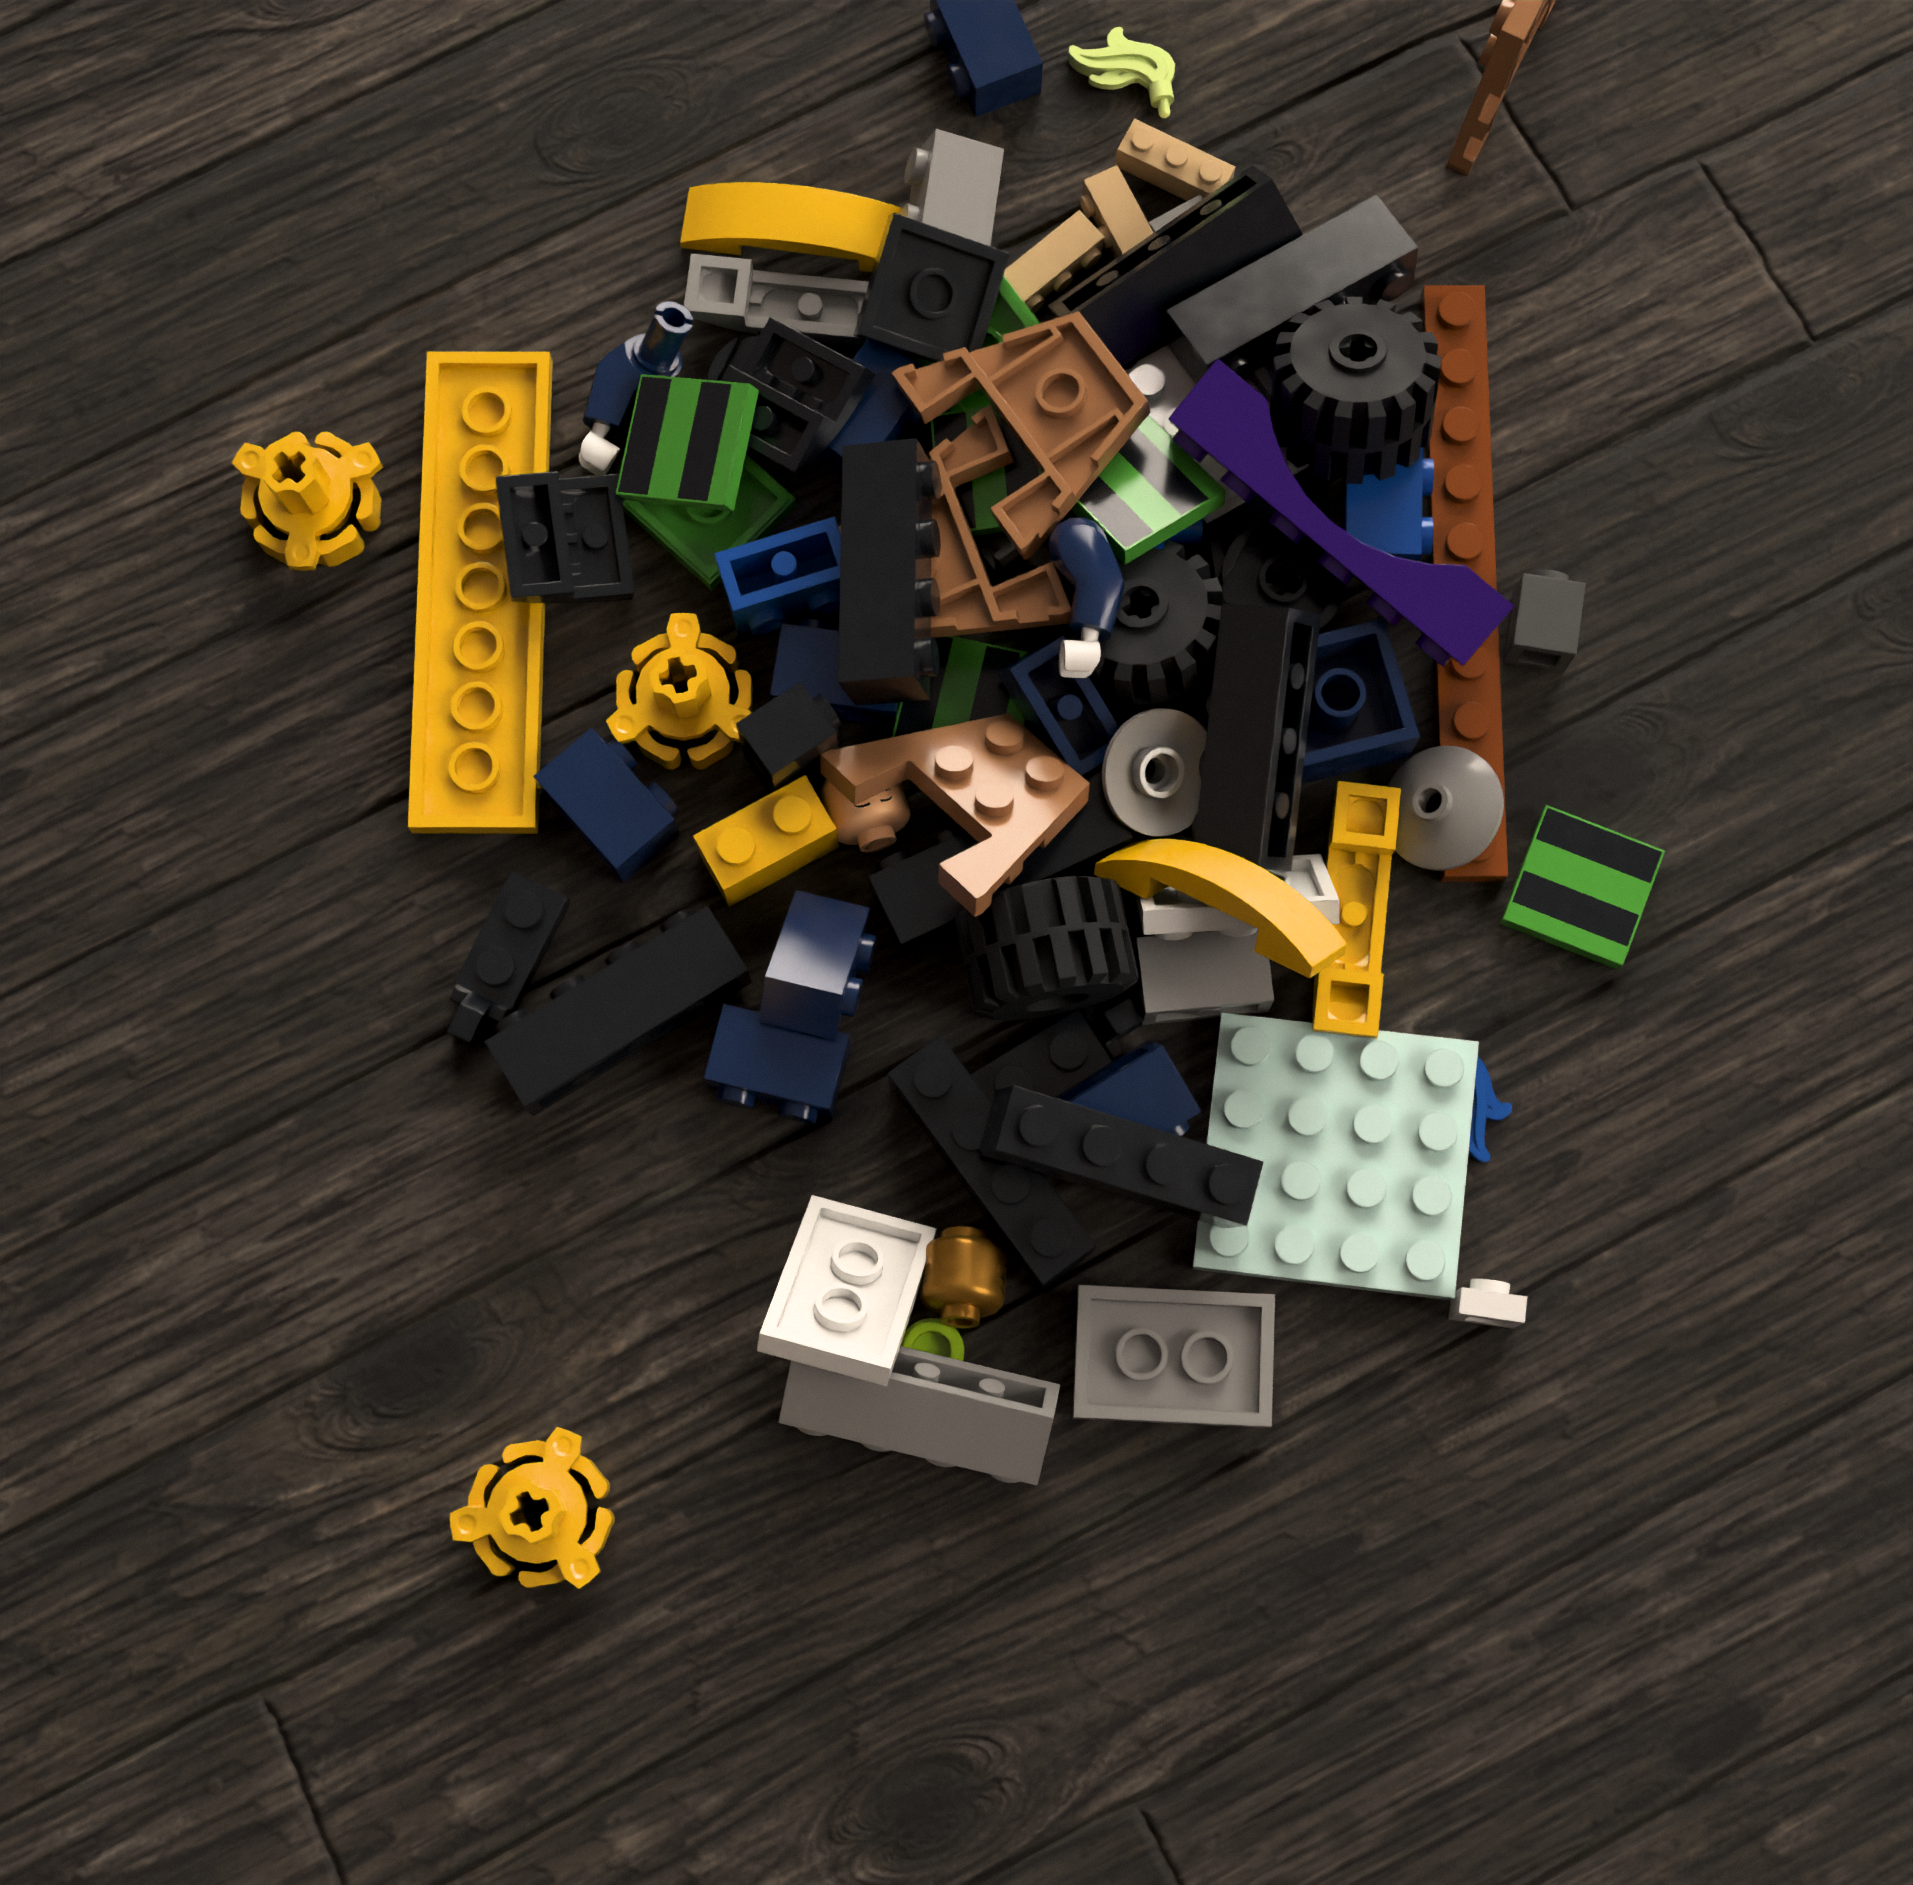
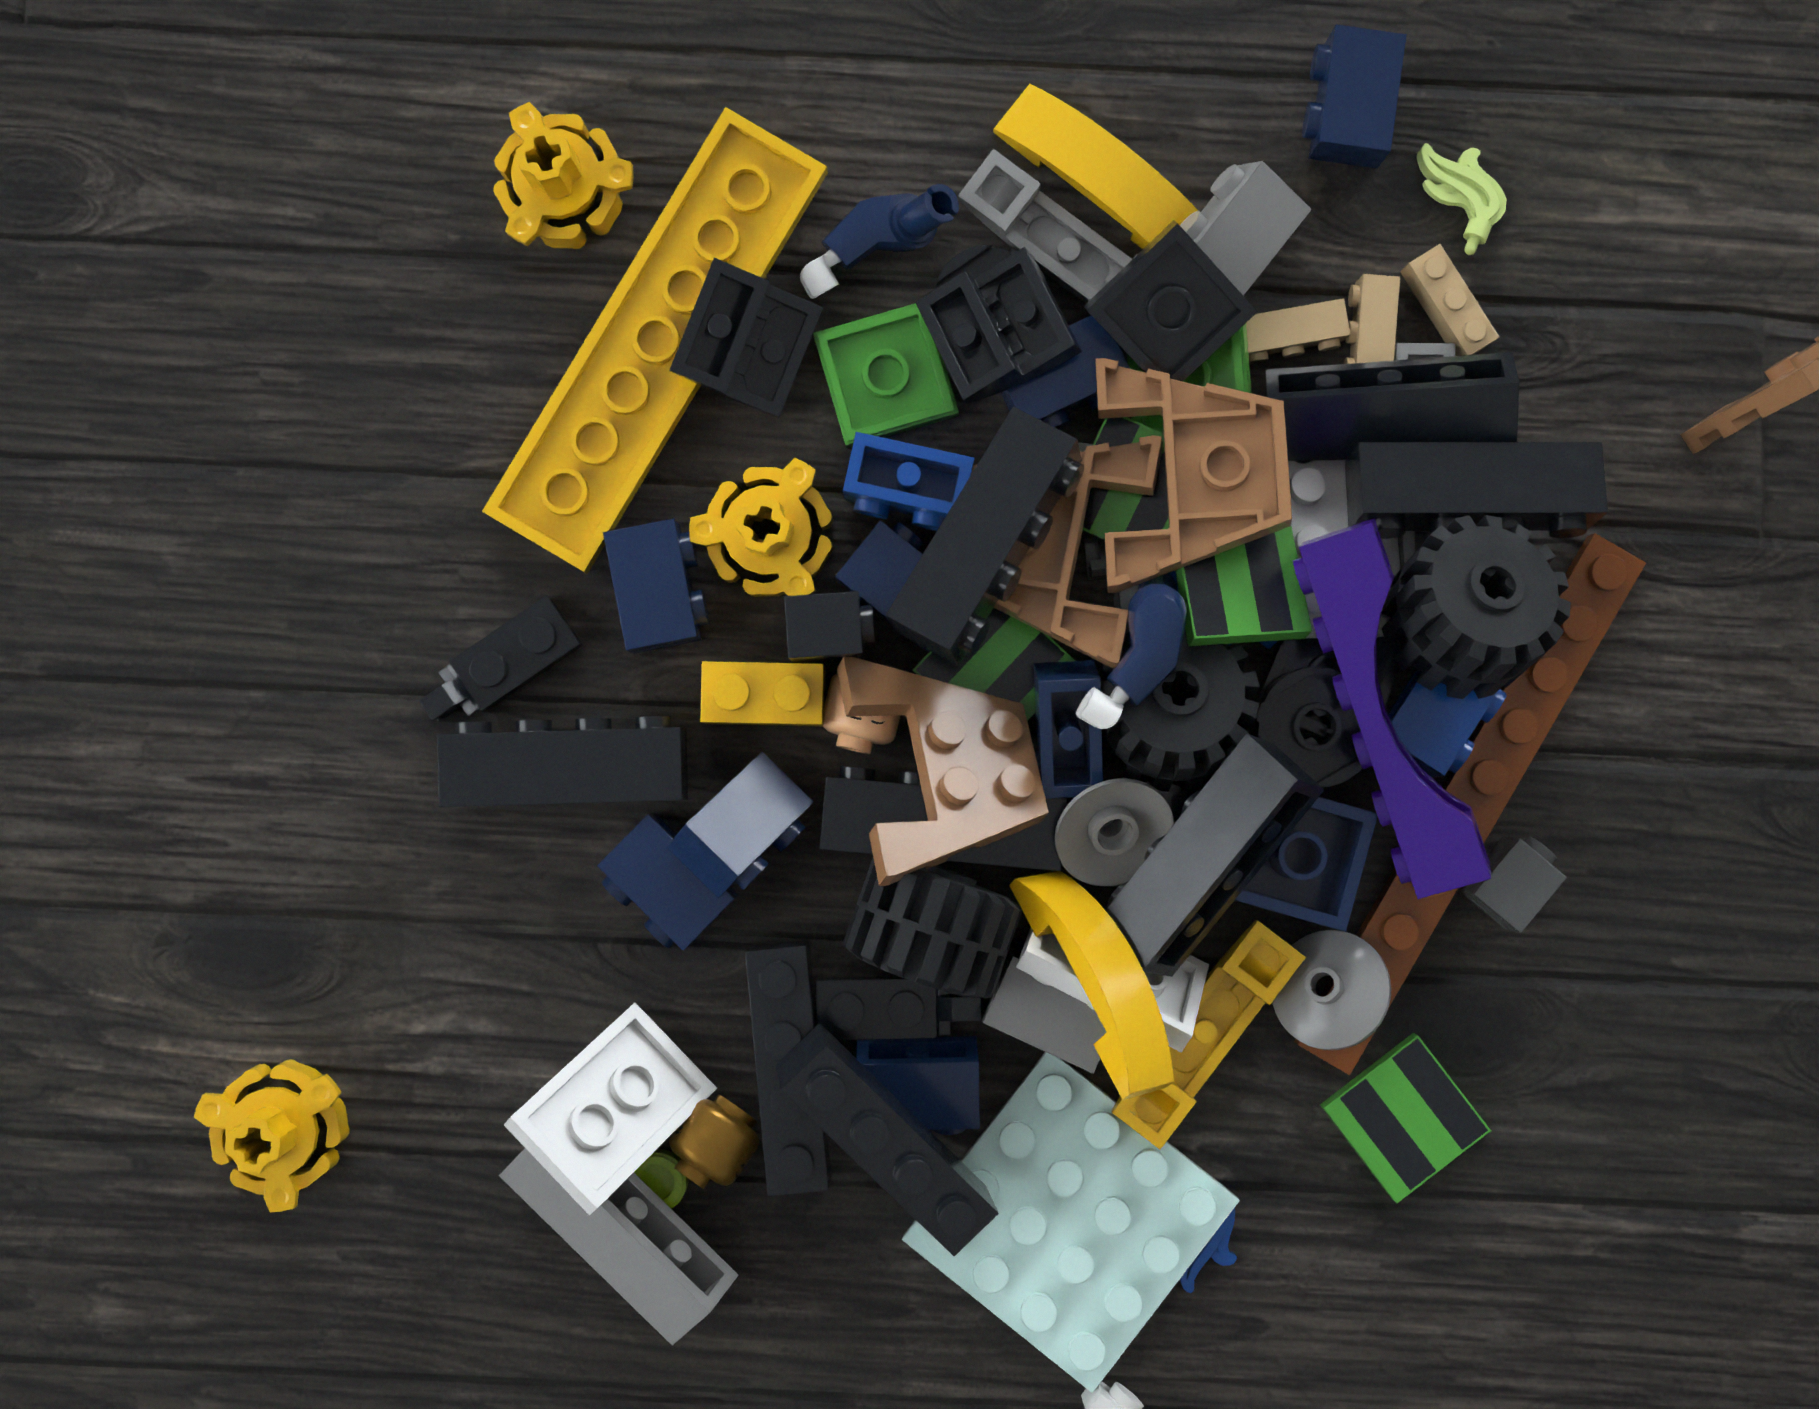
camera: 30 degrees right, 10 degrees up
(687, 442) = (892, 317): tile -> none
(1174, 1356) = (843, 1302): light grey plate -> none

